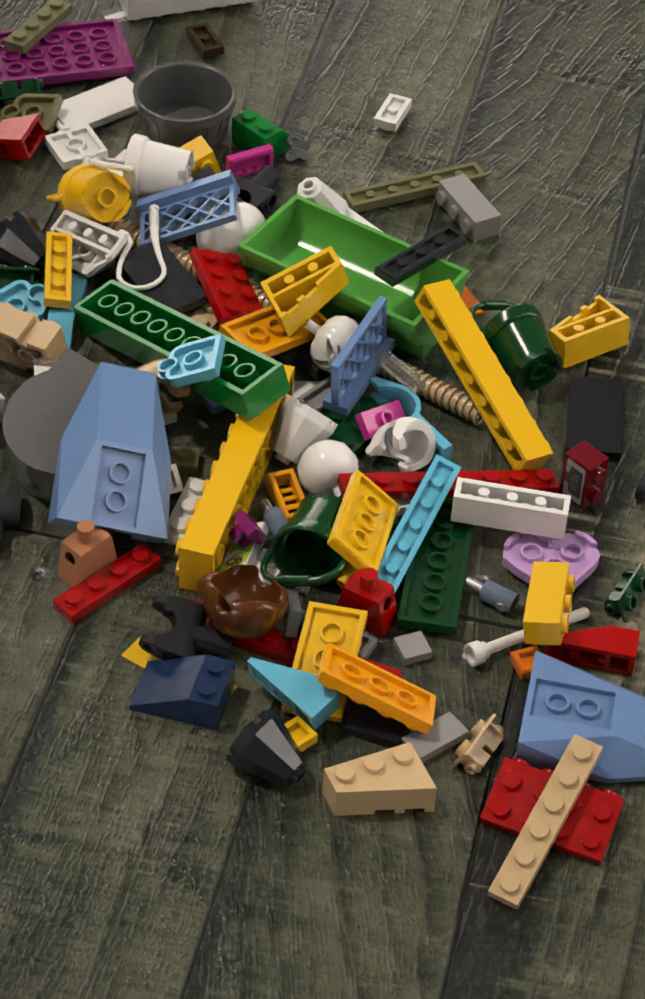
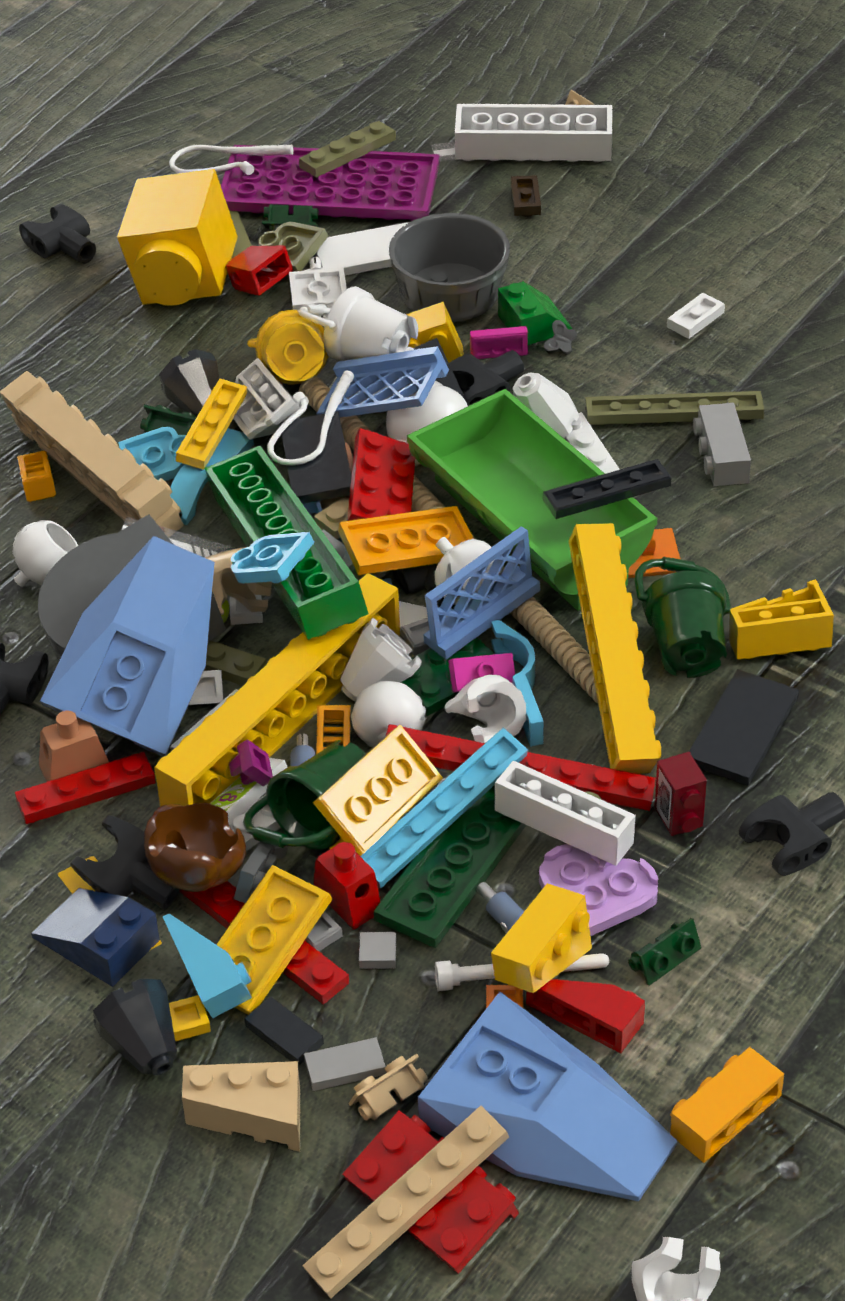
camera: 25 degrees right, 0 degrees up
(305, 288) = (447, 500): yellow wedge -> none
(376, 688) = (294, 987): light orange plate -> none
(401, 371) = (526, 621): clear tile -> none

